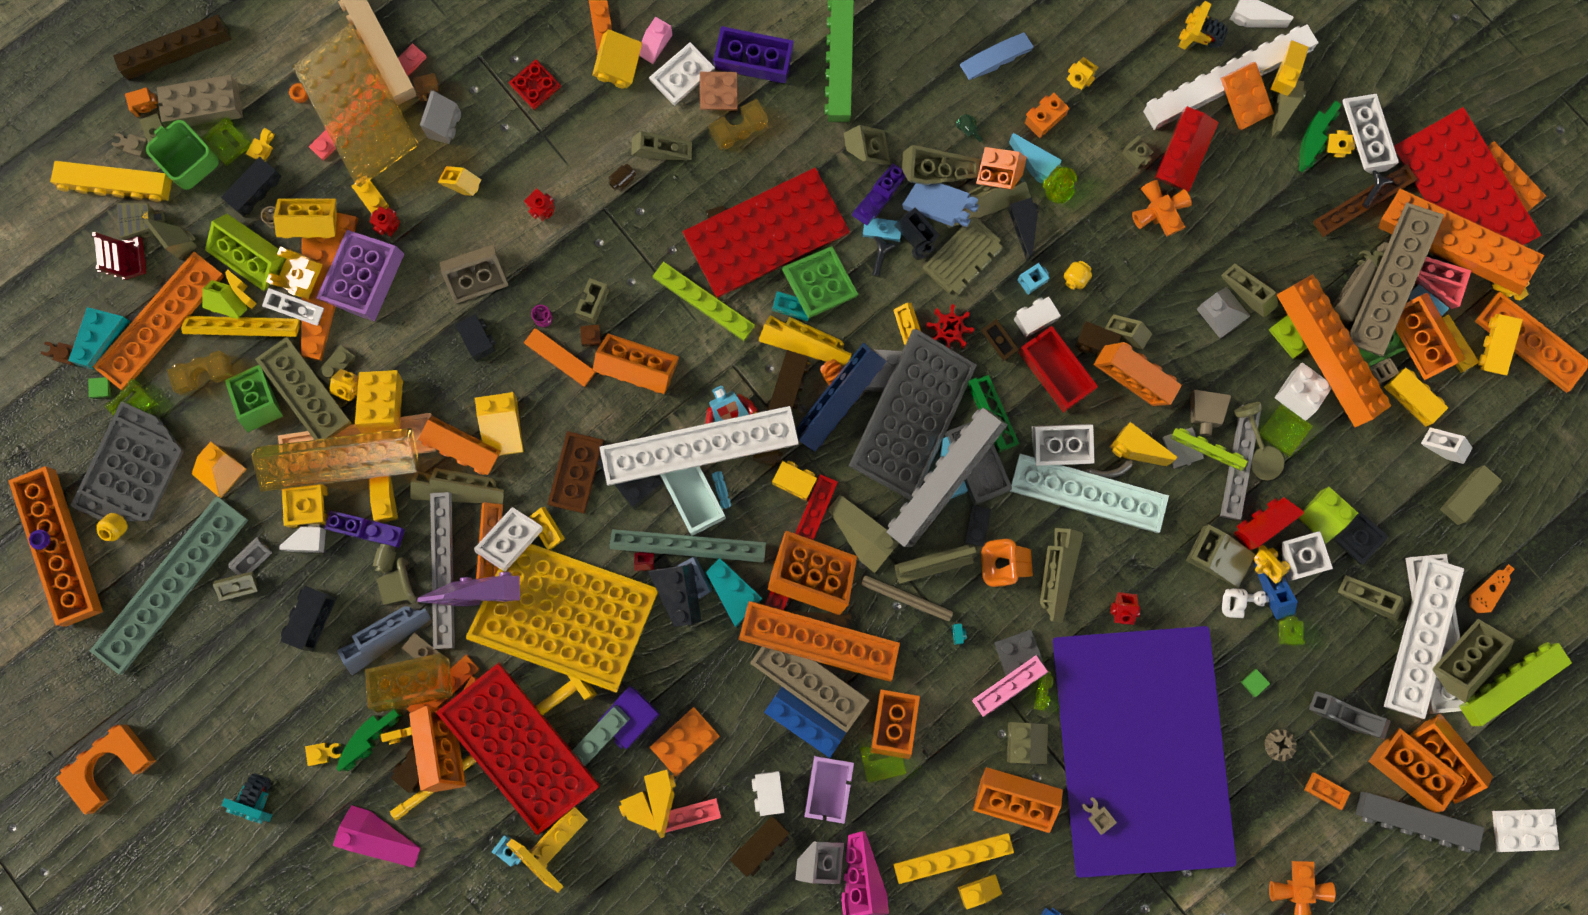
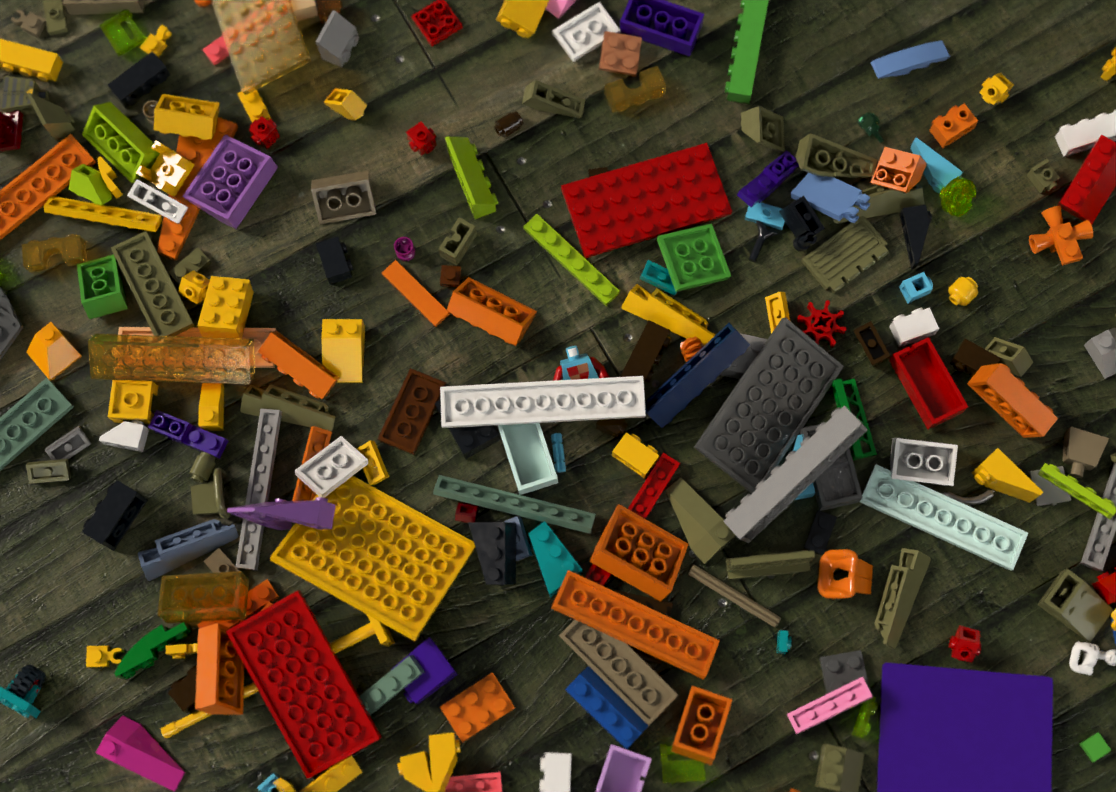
camera: 15 degrees right, 5 degrees down
(182, 154) = (77, 37): bright green piece -> none
(594, 235) = (470, 176): none -> lime slope

